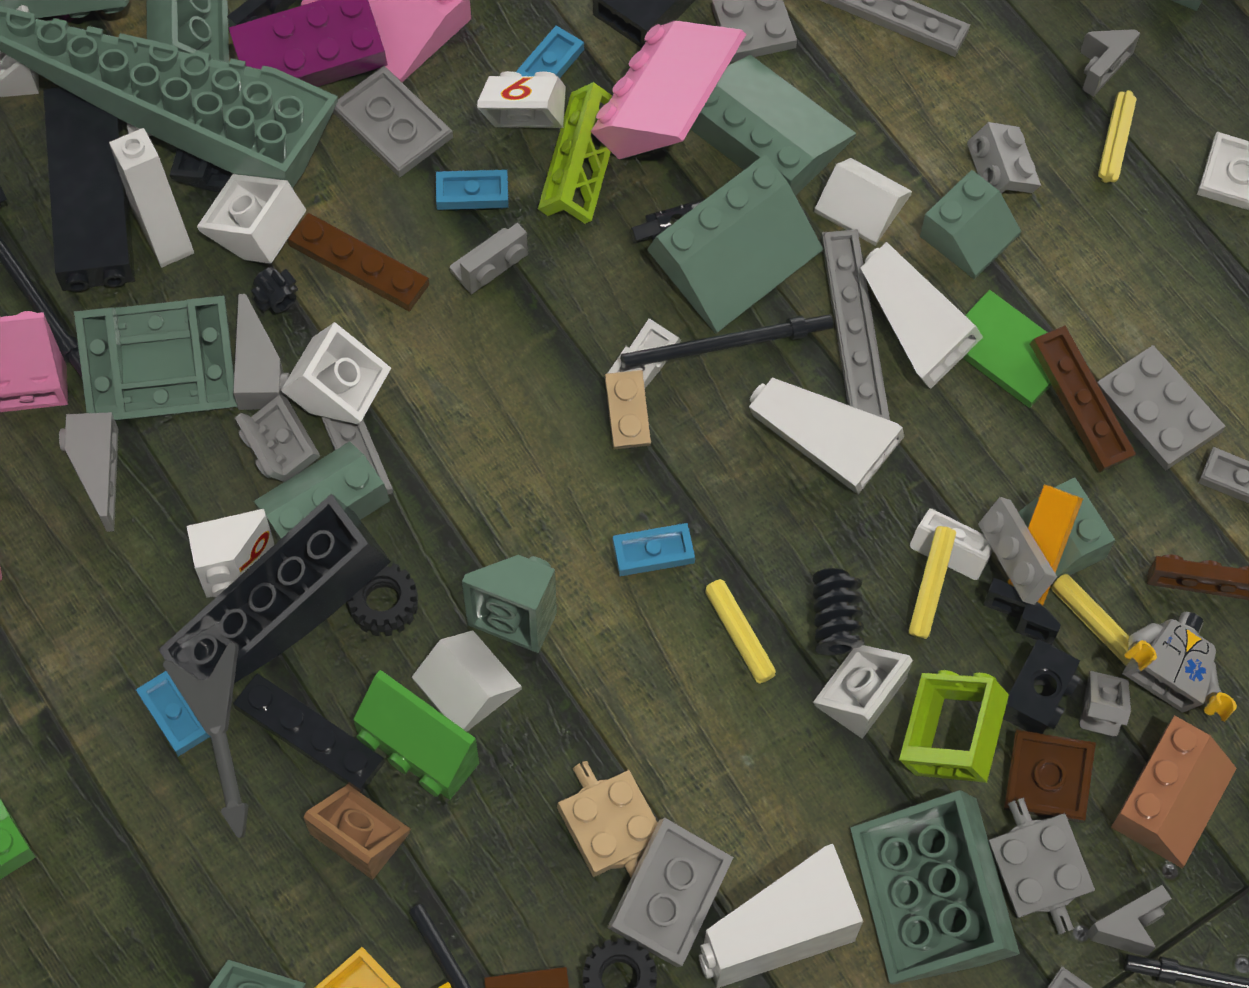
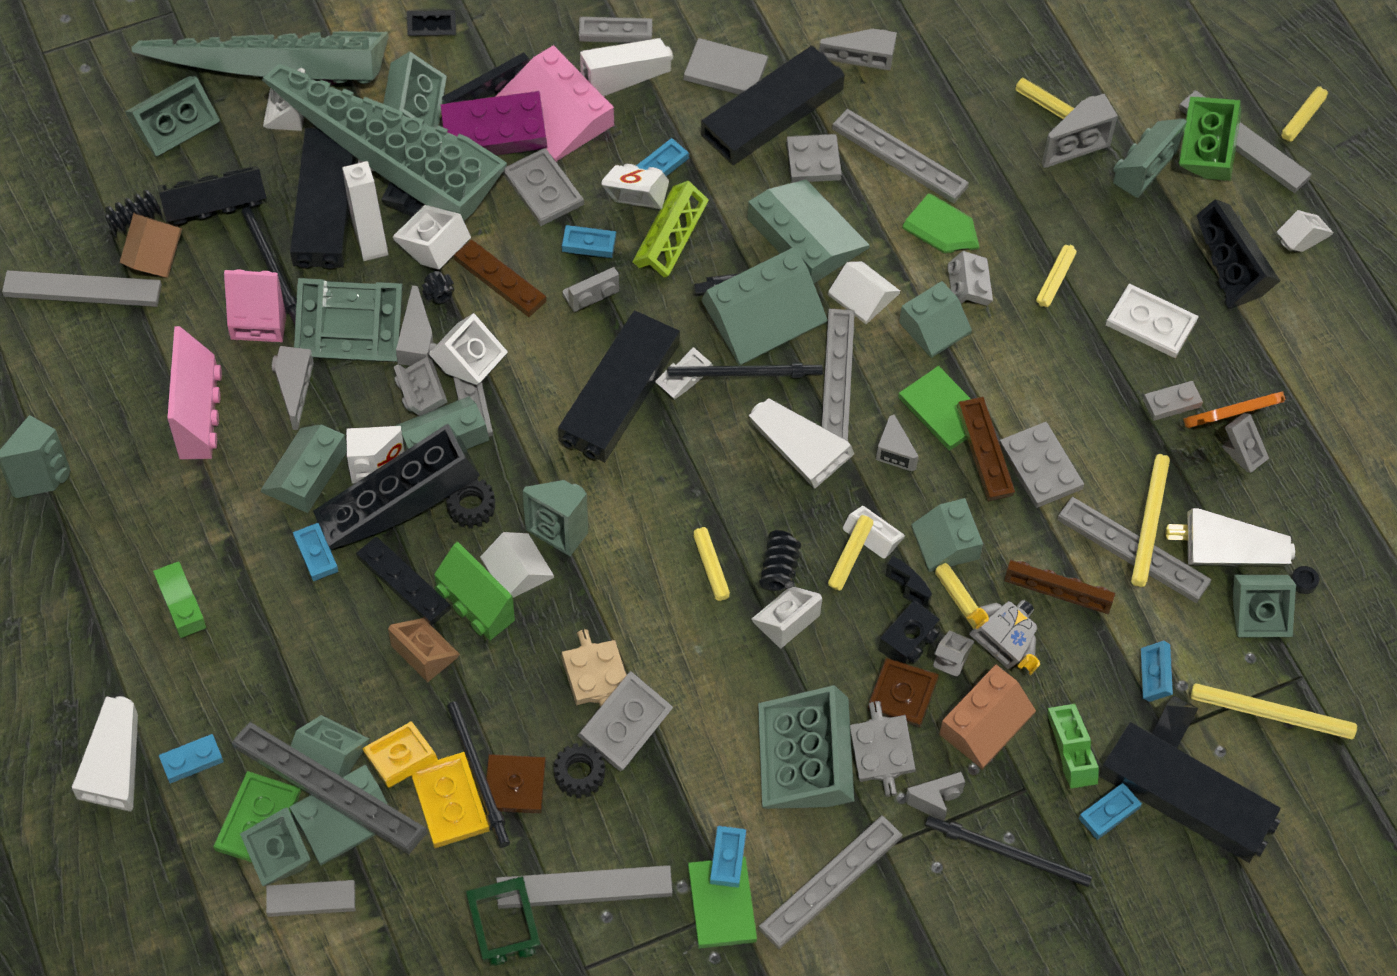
camera: 10 degrees right, 5 degrees down
(136, 586) = (306, 466): none -> sand green slope
(211, 705) = (341, 550): dark grey piece -> none
(556, 393) = (618, 386): none -> black brick
(627, 409) = (665, 405): tan plate -> none
(653, 549) = (662, 500): dark azure plate -> none
(665, 86) = (736, 190): bright pink slope -> none
(784, 923) = (695, 751): white slope -> none
(923, 318) = (884, 378): white slope -> none
(947, 91) = (942, 225): none -> bright green tile
(947, 763) = (848, 672): lime window -> none
(959, 416) = (896, 447): none -> light grey slope
(1017, 551) = (913, 540): light grey plate -> none
(1053, 524) = (933, 538): light orange tile -> none
(1107, 54) = (1062, 218): light grey slope -> none

